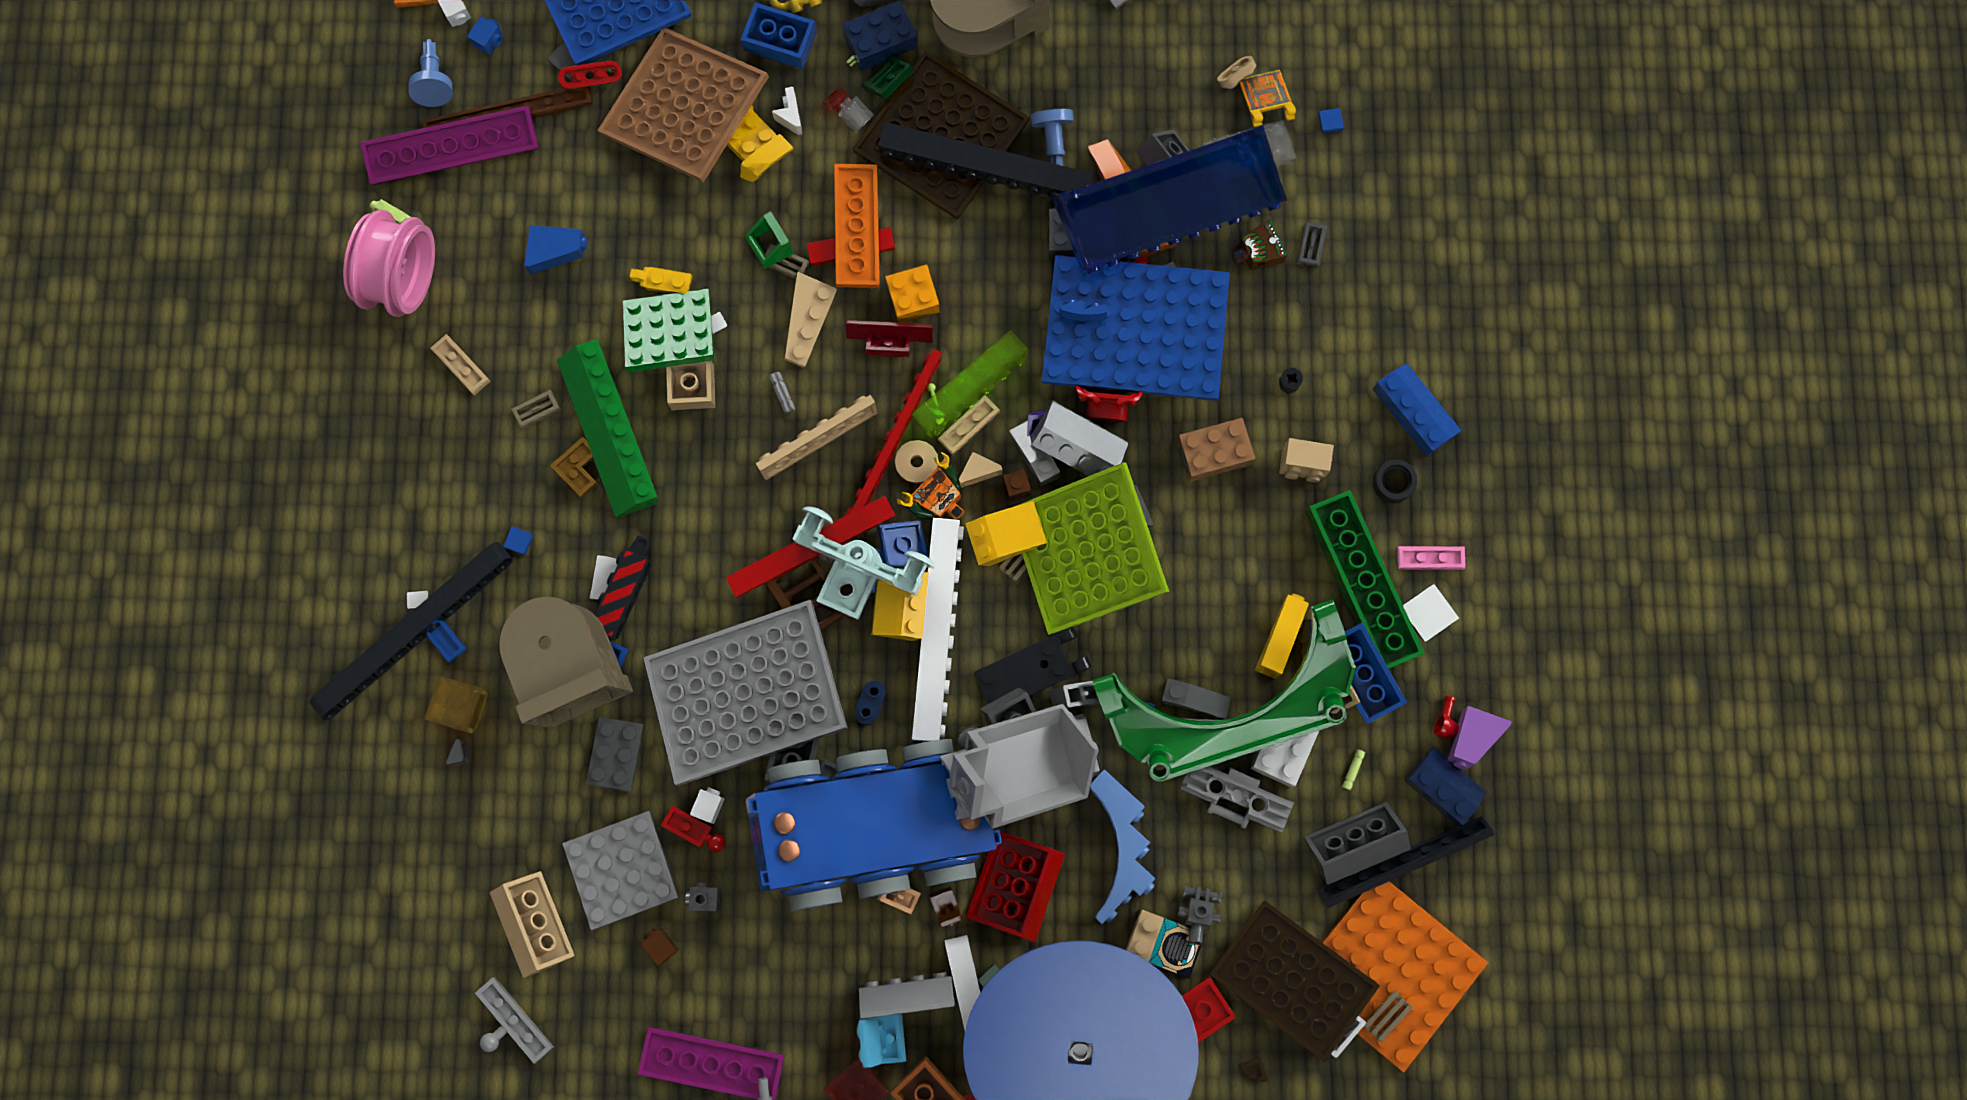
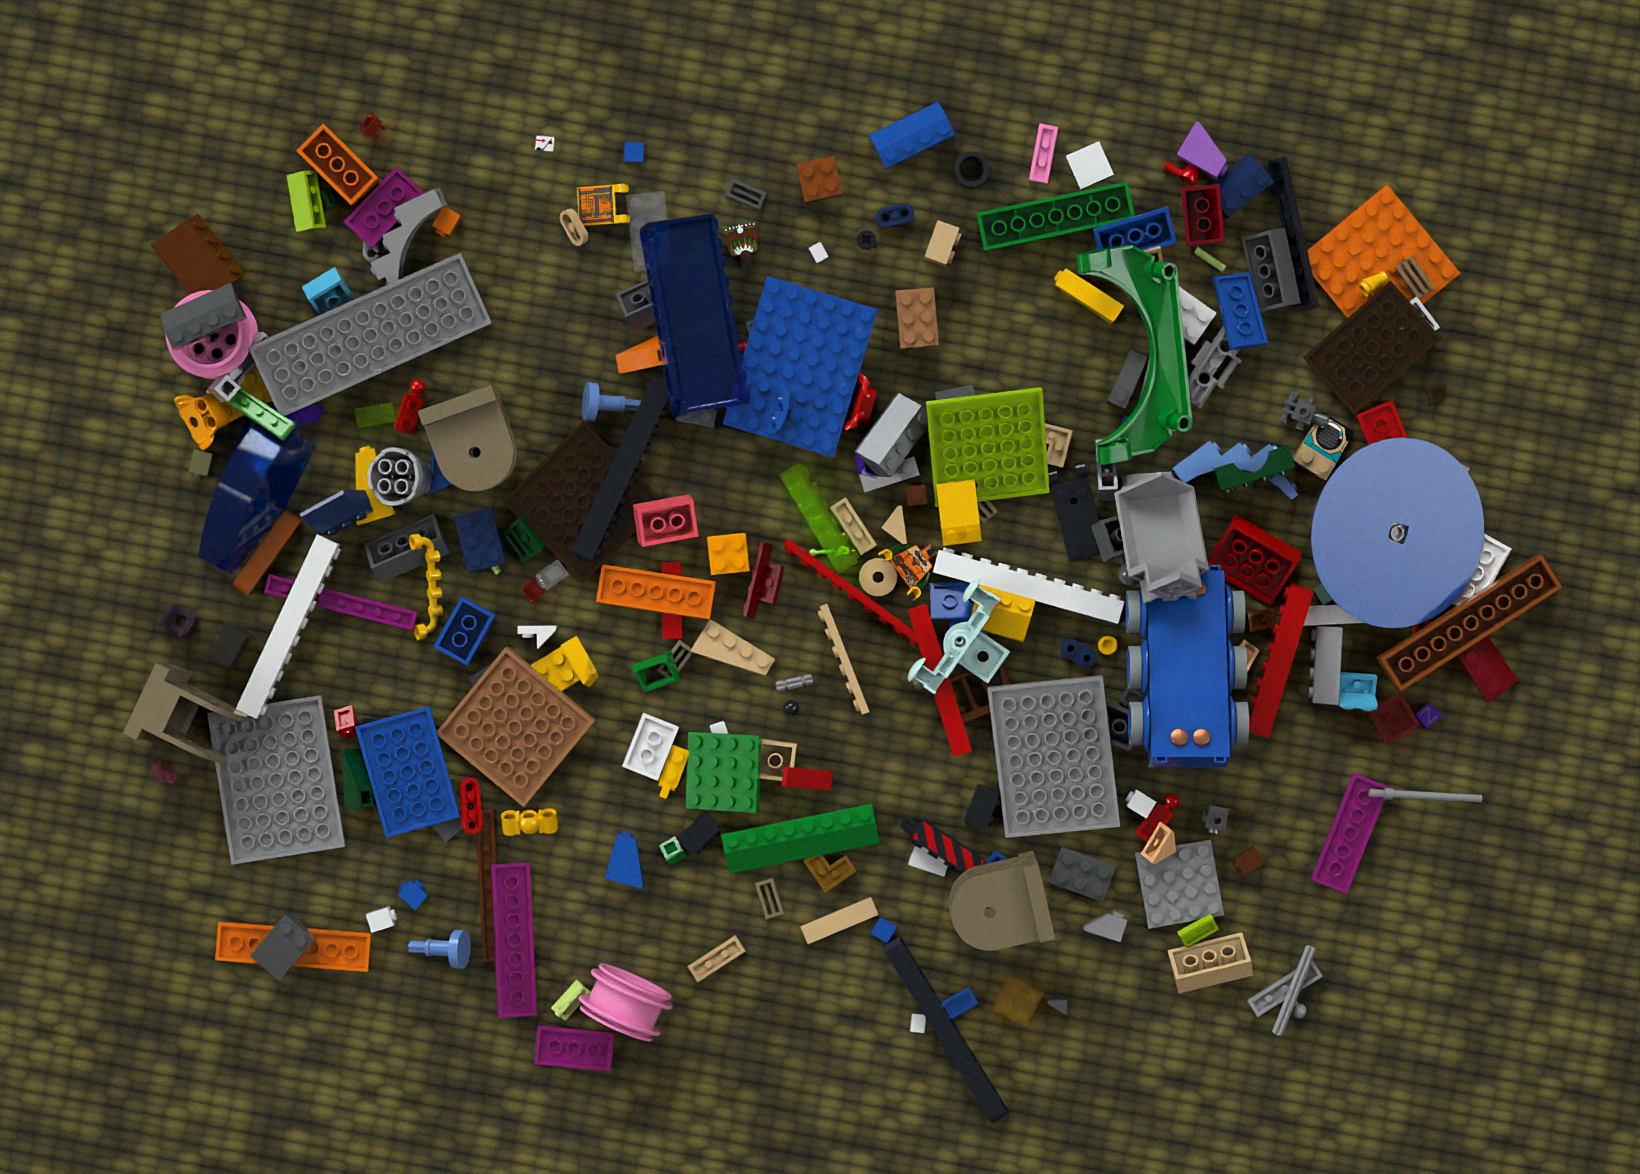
camera: 85 degrees left, 10 degrees up
(336, 218) = (574, 1048): none -> magenta plate
(511, 1031) = (1294, 990): none -> light grey axle
(522, 490) = (839, 920): none -> tan tile
(557, 794) = (1108, 926): none -> light grey slope
(568, 902) = (1198, 930): none -> lime tile
(573, 296) = (672, 851): none -> green slope
(581, 138) = (529, 822): none -> yellow piece
(596, 318) = (699, 833): none -> black brick
(660, 836) = (1160, 844): none -> light nougat slope
(674, 624) = (982, 807): none -> black brick
(675, 420) = (807, 778): none -> red tile
(685, 251) = (650, 746): none -> white plate
(753, 393) = (791, 707): none -> black hinge
(885, 734) = (1107, 645): none -> yellow tile
(903, 938) = (1280, 659): none -> red brick
(936, 217) = (665, 520): none -> coral brick
(1106, 634) = (1058, 441): none -> tan plate
(1136, 891) = (1277, 461): none -> dark green arch
(1265, 333) = (818, 252): none -> white sticker
(1302, 814) = (1240, 311): none -> blue tile
(1319, 30) = (544, 143): none -> white sticker
(1325, 407) = (894, 214): none -> dark blue plate
(1346, 316) = (819, 179): none -> dark orange brick
(1369, 966) = (1372, 284): none -> yellow cone
(1404, 748) = (1203, 215): none -> dark red slope

